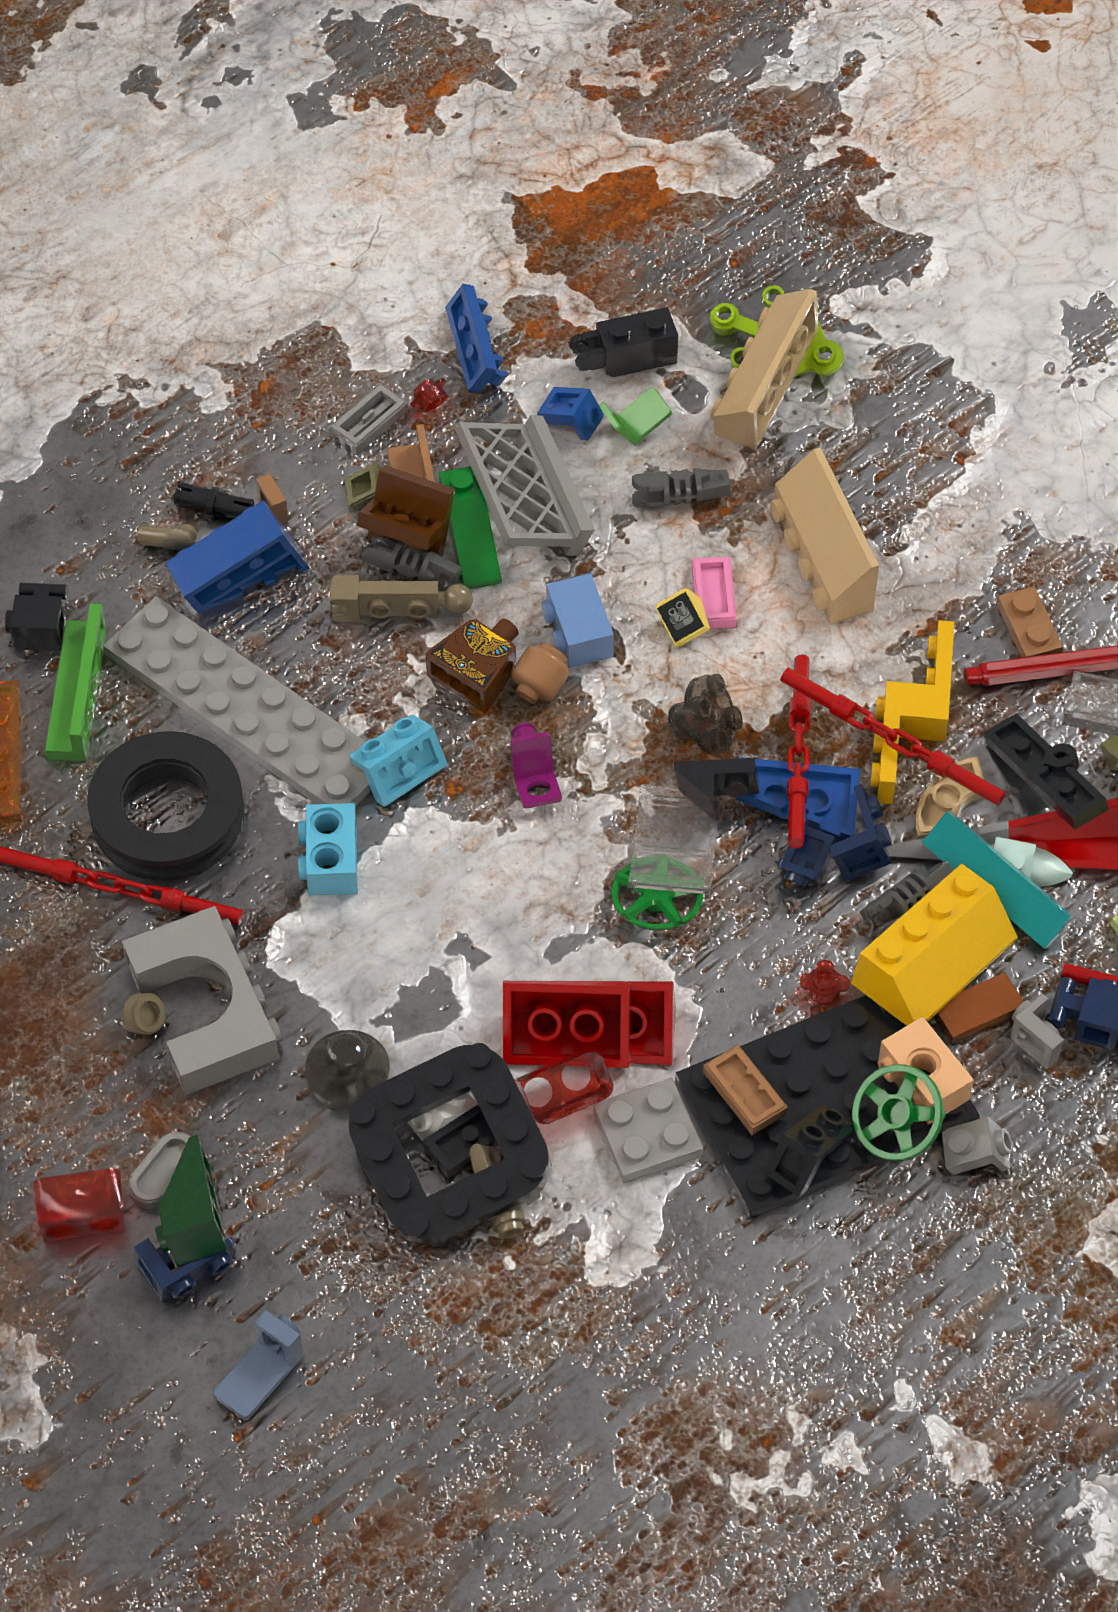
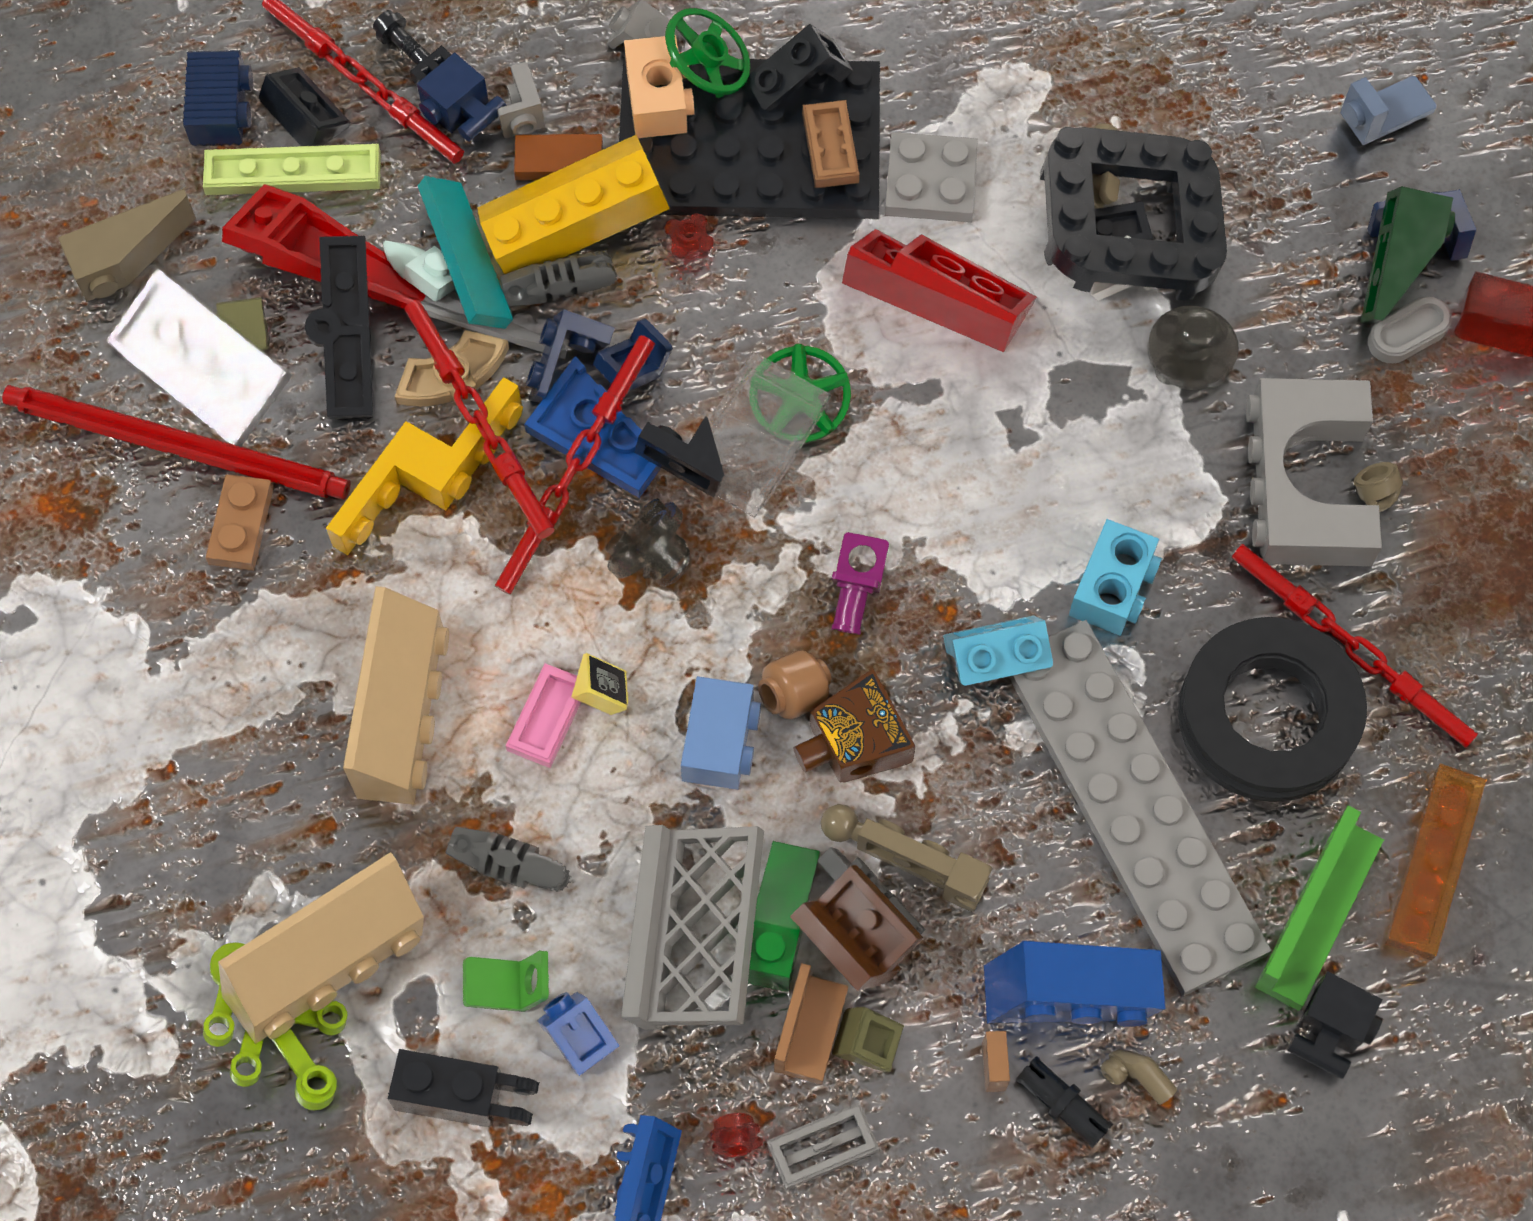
camera: 155 degrees left, 10 degrees up
(598, 1088) = (998, 226): clear red piece -> none

